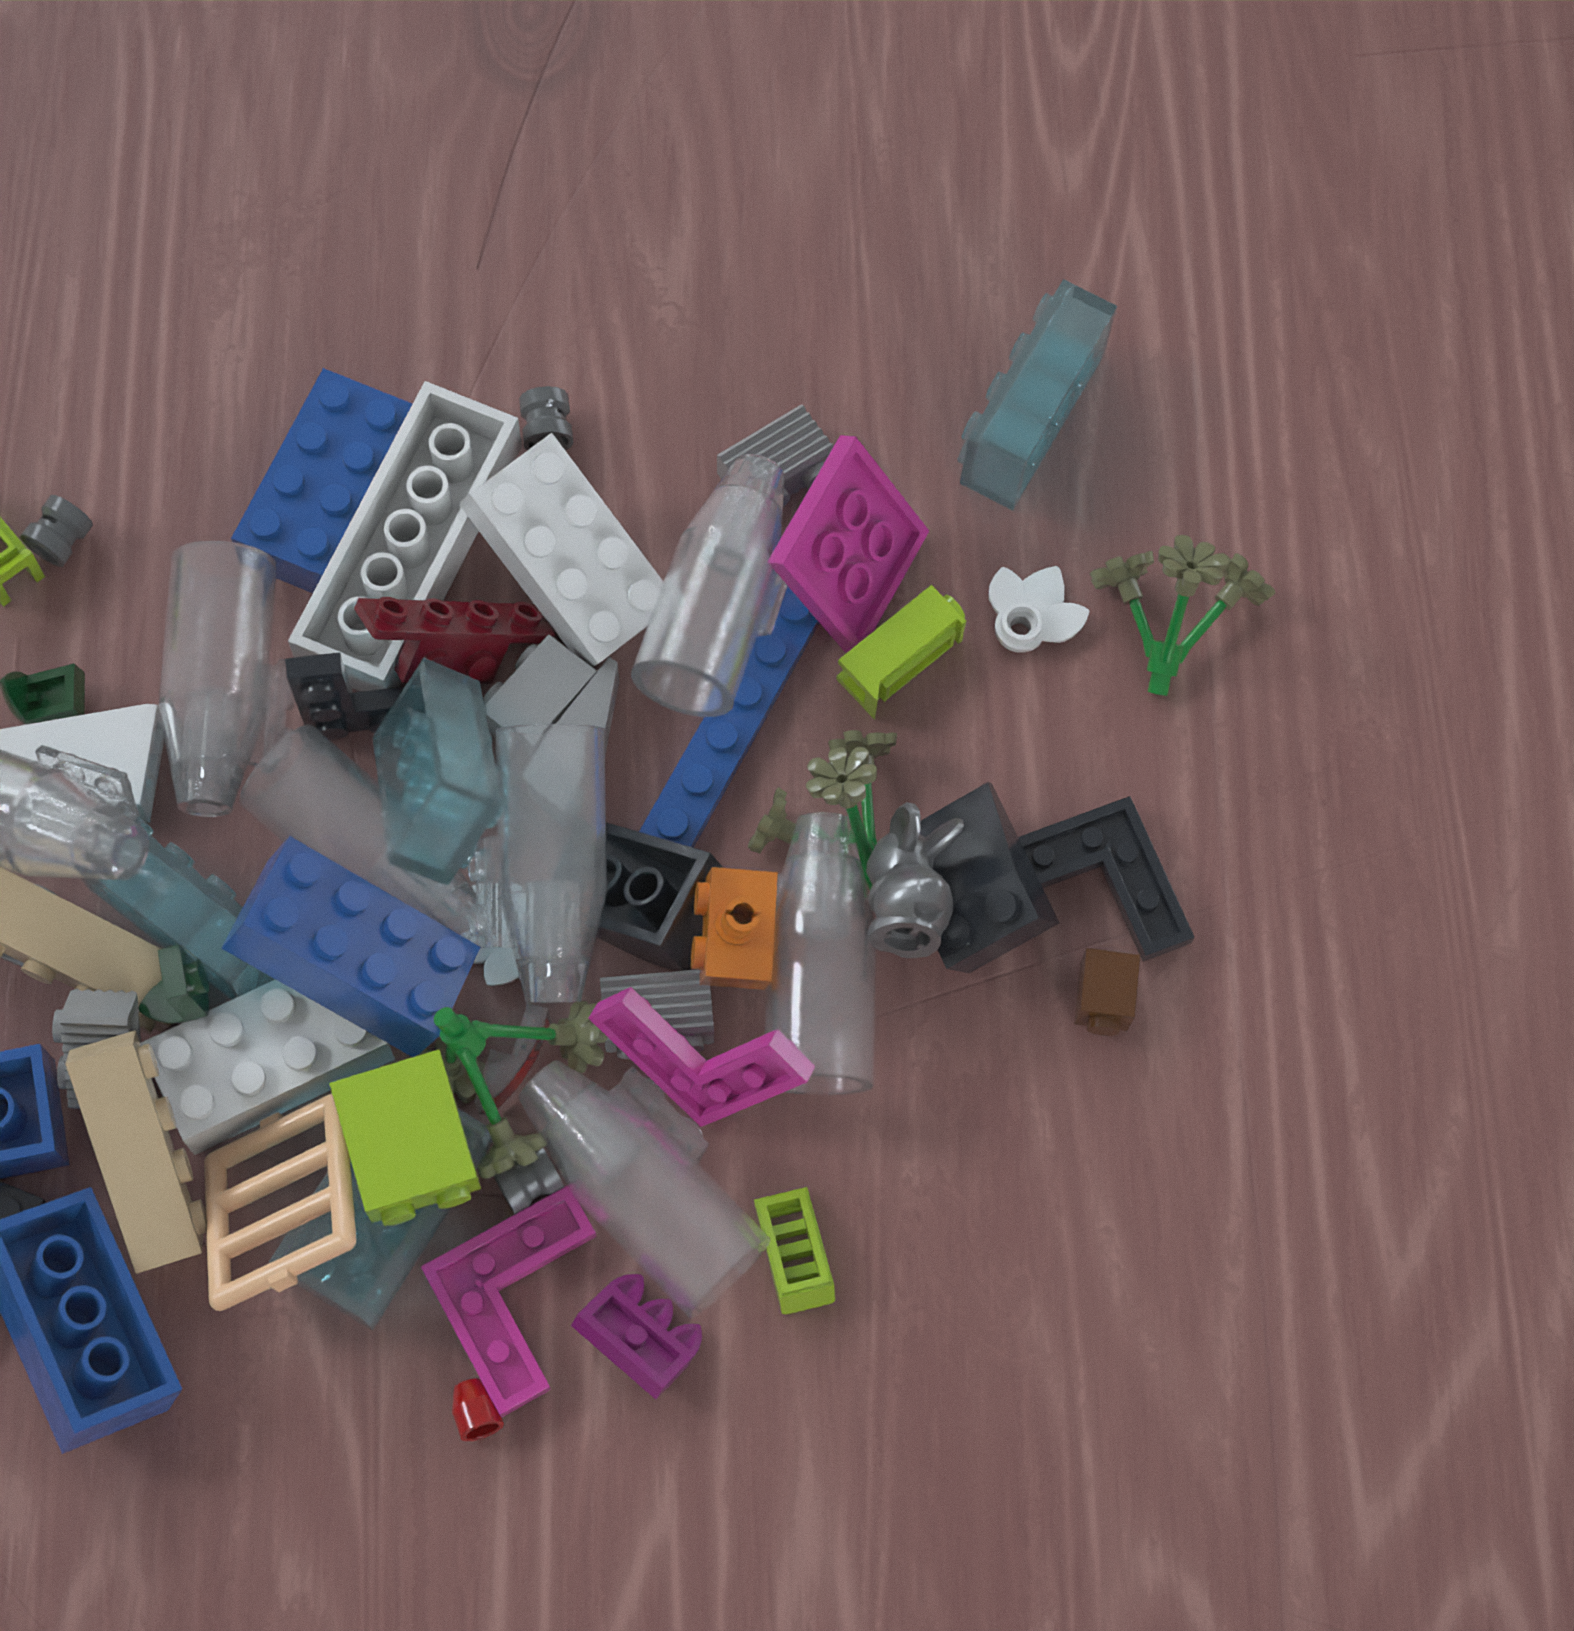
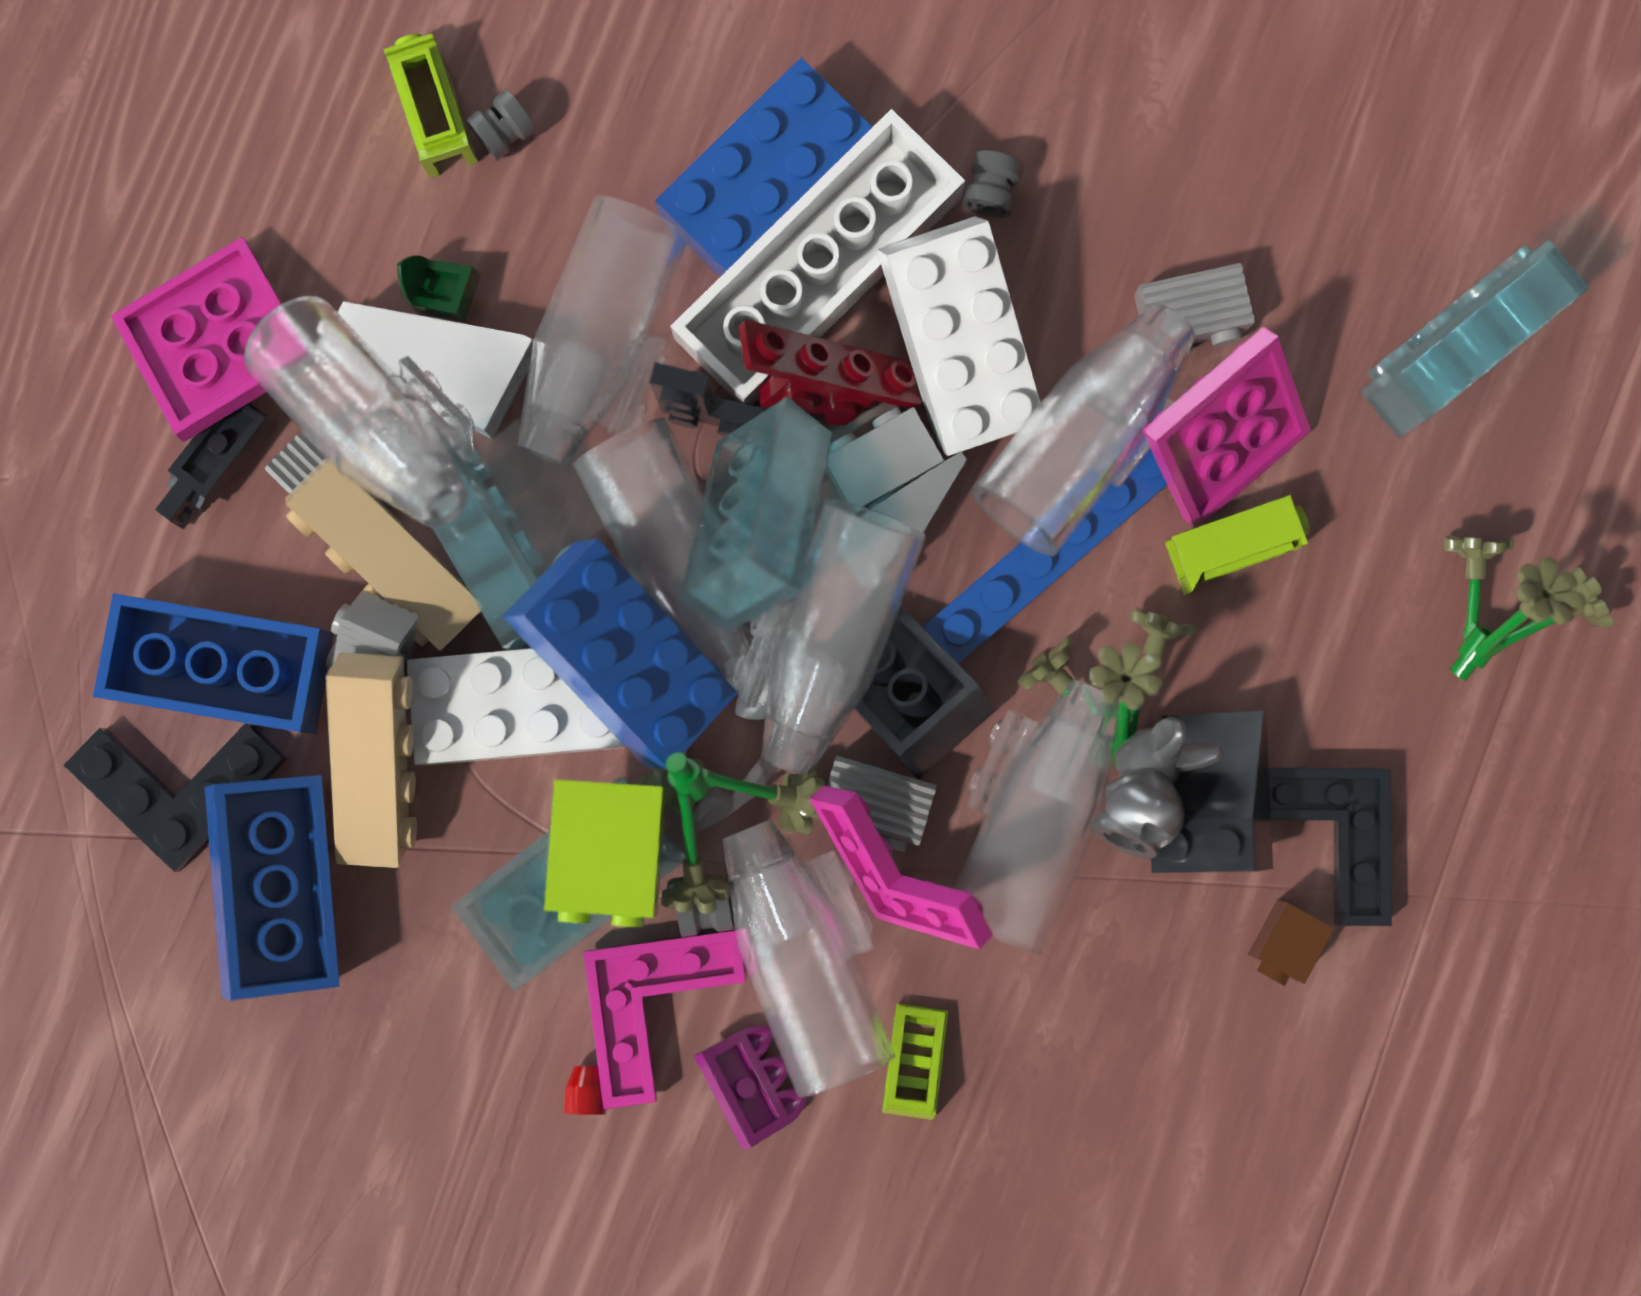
camera: 30 degrees right, 15 degrees up
(181, 992) = (456, 629): dark green plate -> none
(222, 1201) = (430, 826): light nougat bar -> none
(736, 928) = (974, 769): orange brick -> none
(1037, 605) = (1381, 543): white plate -> none

